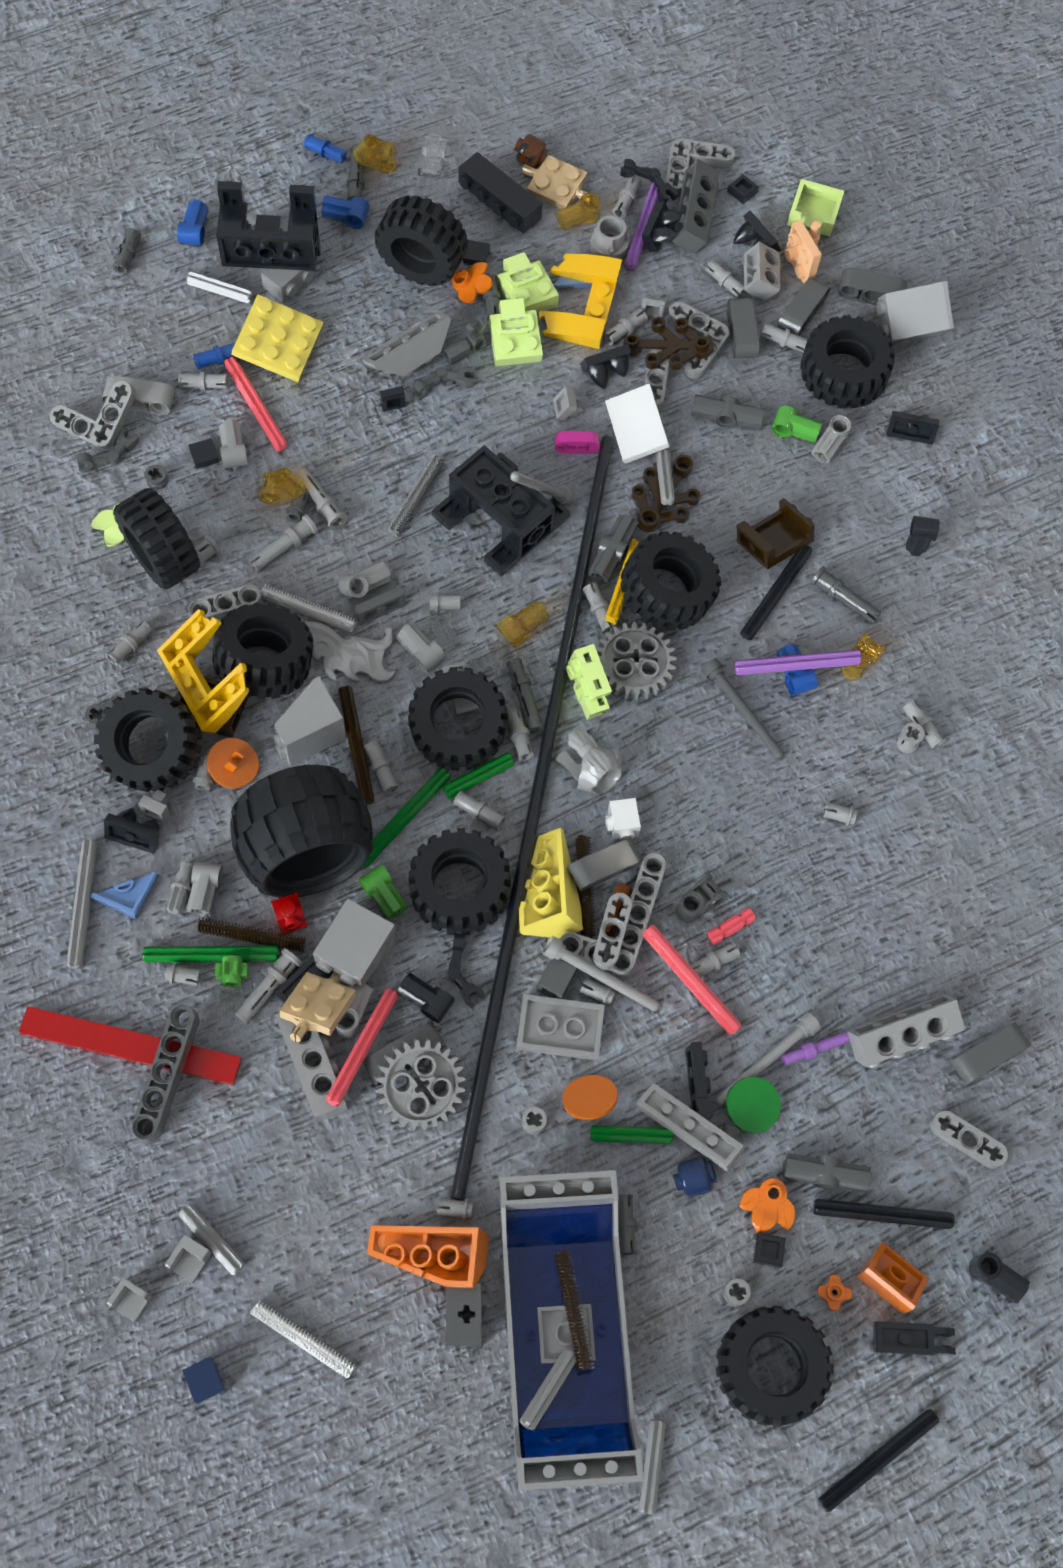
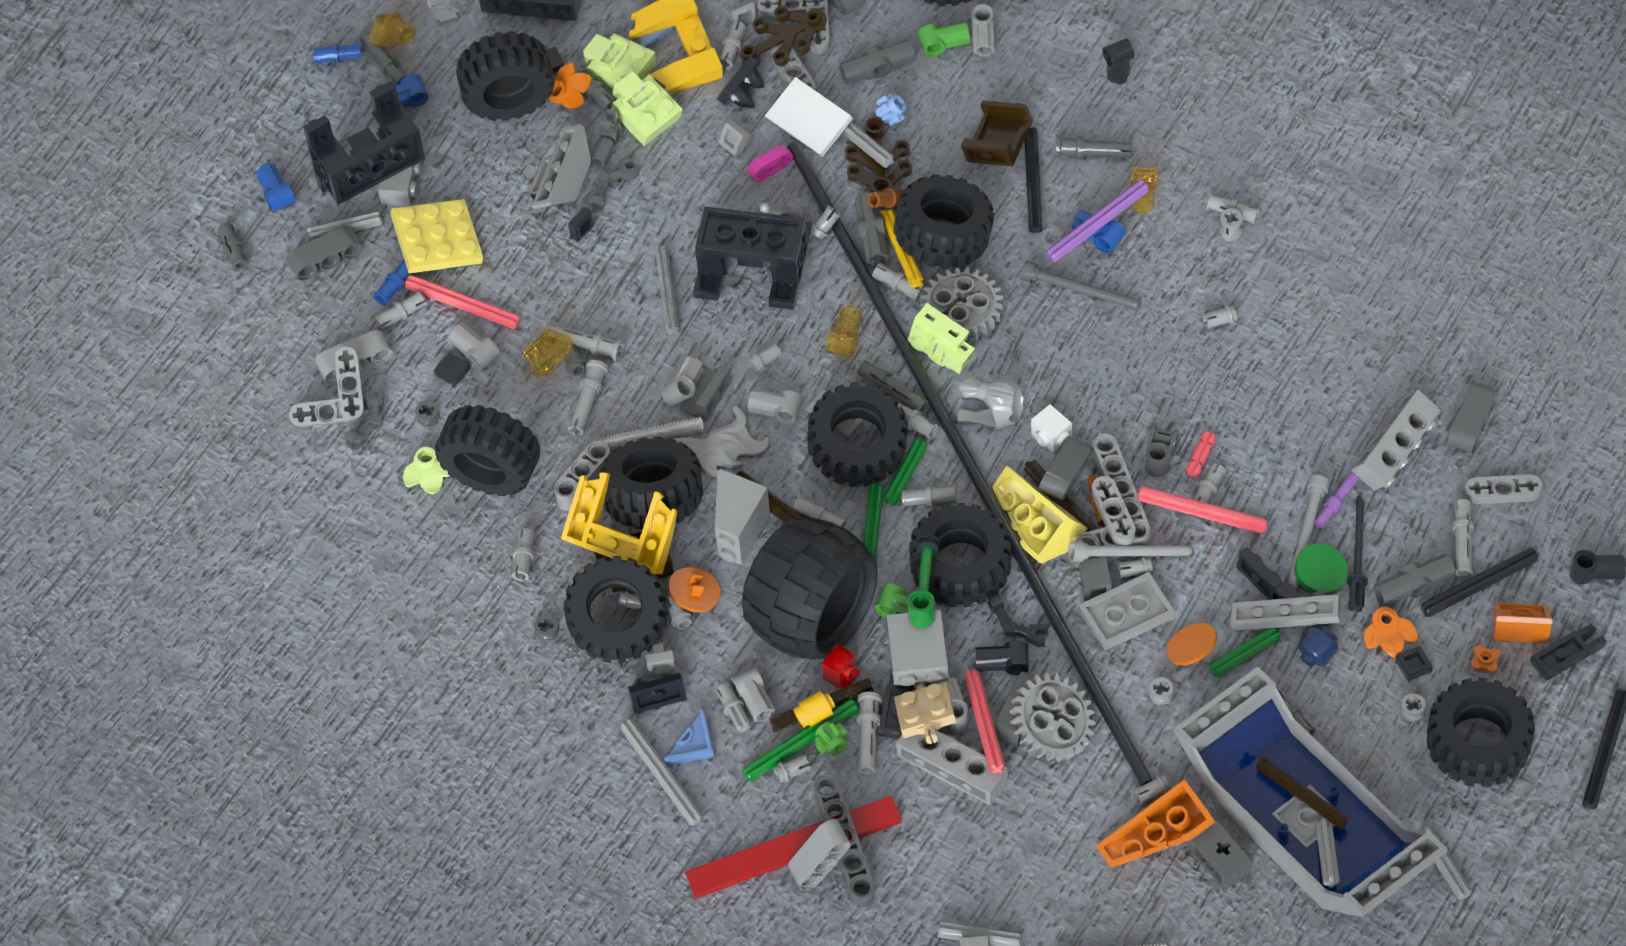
camera: 25 degrees left, 10 degrees down
(131, 1073) = (819, 854): none -> light grey beam
(186, 298) = (324, 253): none -> dark grey beam
(235, 937) = (814, 709): none -> yellow brick
(426, 860) = (921, 602): none -> green piece
(575, 522) = (824, 223): none -> light grey pin
(639, 529) = (886, 198): none -> dark orange axle
(706, 458) = (891, 109): none -> light blue gear
(775, 1138) = (1357, 581): none -> black piece
(902, 1157) = (1463, 545): none -> light grey pin

